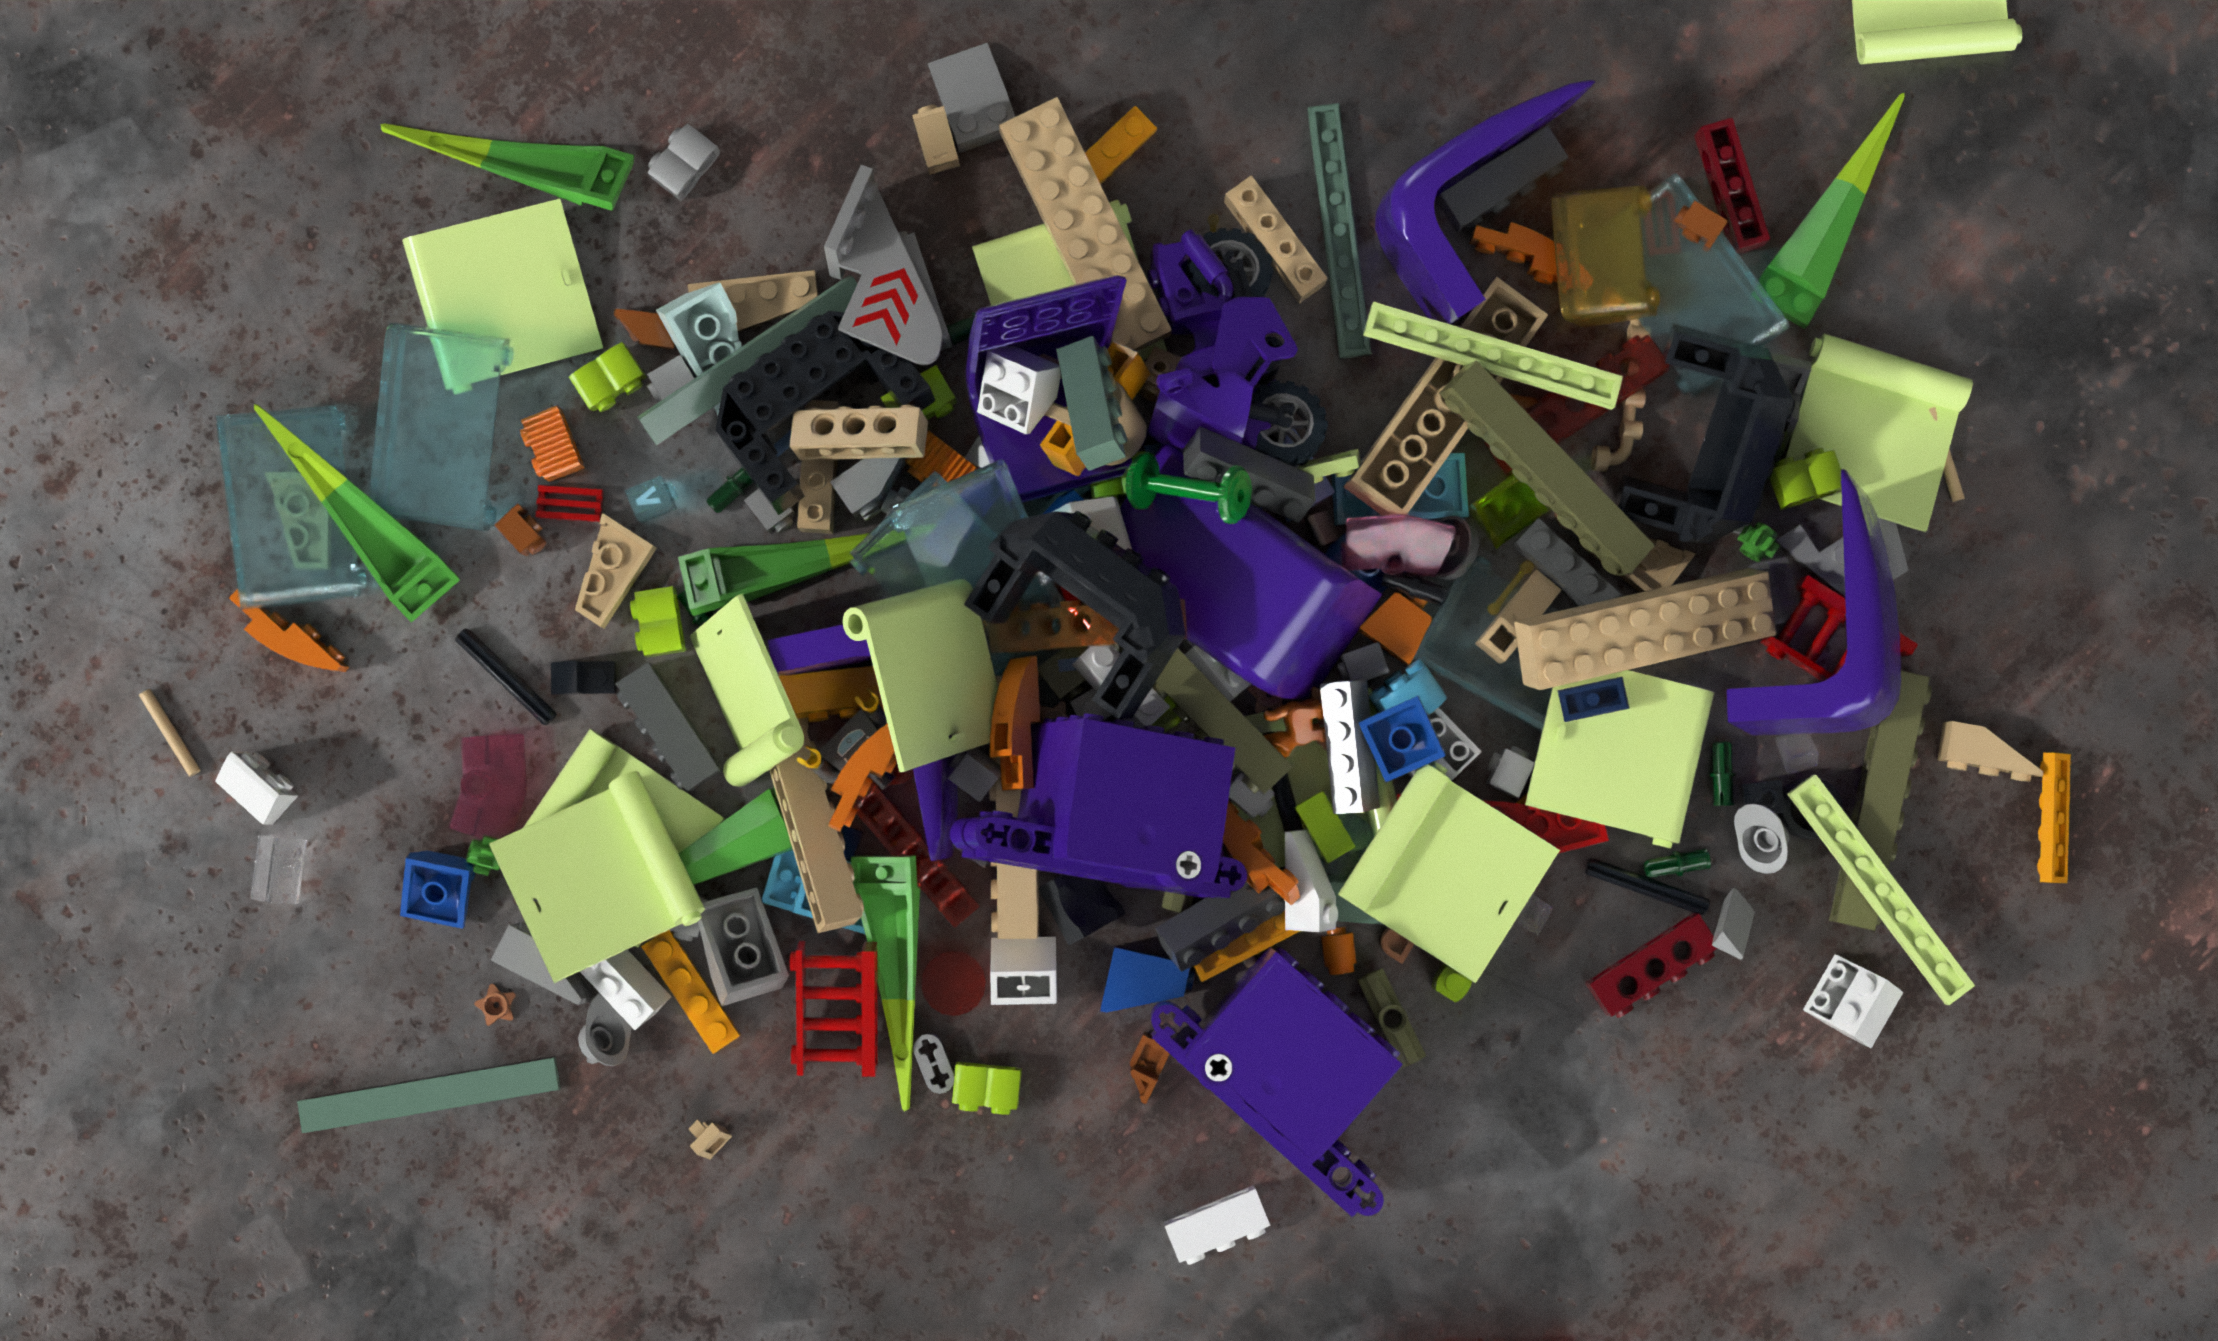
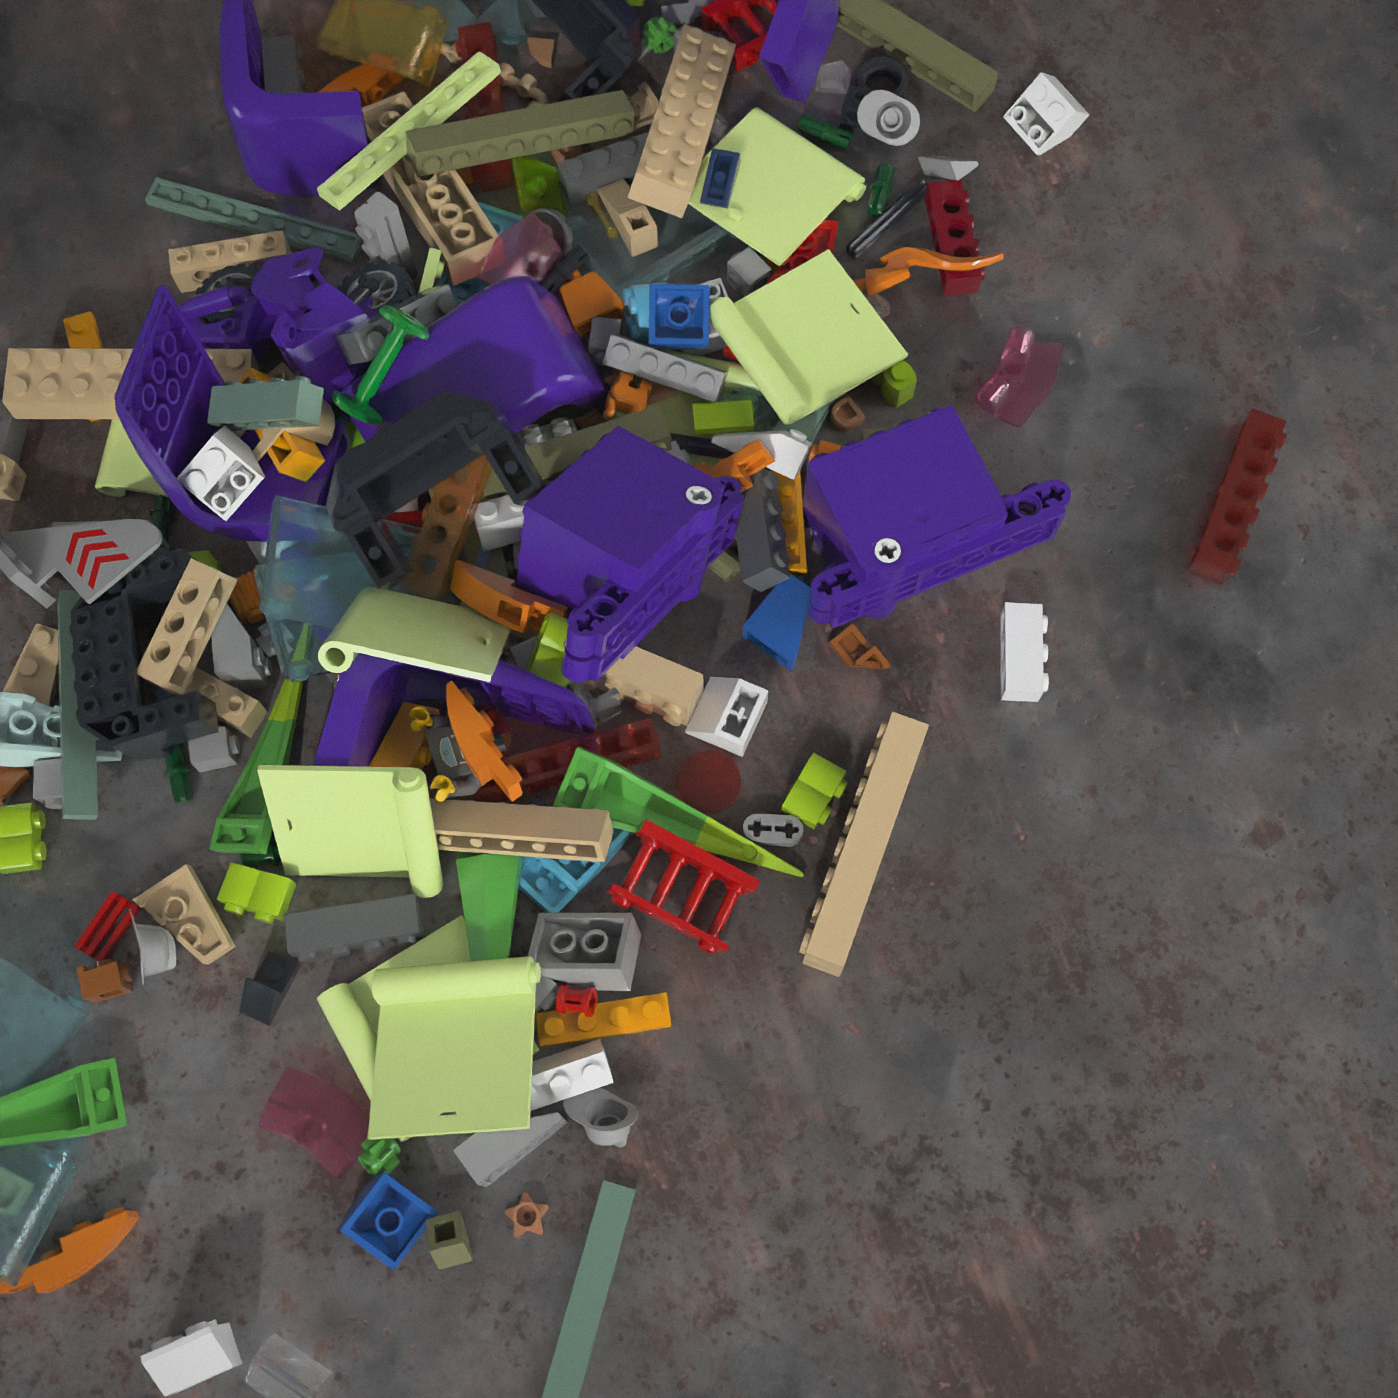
camera: 65 degrees left, 15 degrees down
(444, 949) = (448, 1240): none -> olive brick
(505, 676) = (227, 1060): black axle -> none
(552, 444) = (45, 915): orange brick -> none
(568, 560) = (156, 949): none -> light grey piece
(652, 499) = (145, 848): clear light blue brick -> none
(691, 962) = (576, 1000): none -> red bush
(709, 1138) = (748, 1064): tan tile -> none
(952, 1157) = (867, 838): none -> tan brick
(985, 793) = (549, 650): none -> lime brick
(1080, 905) = (690, 637): black brick -> none
(1348, 400) = (384, 233): none -> light grey brick
(1540, 1113) = (1018, 395): none -> clear pink panel
(1603, 925) = (901, 259): none -> orange piece
(1666, 669) = (719, 130): none -> clear slope
(1684, 423) = (542, 50): none -> medium nougat tile
(1881, 889) = (967, 50): yellowish green plate -> none

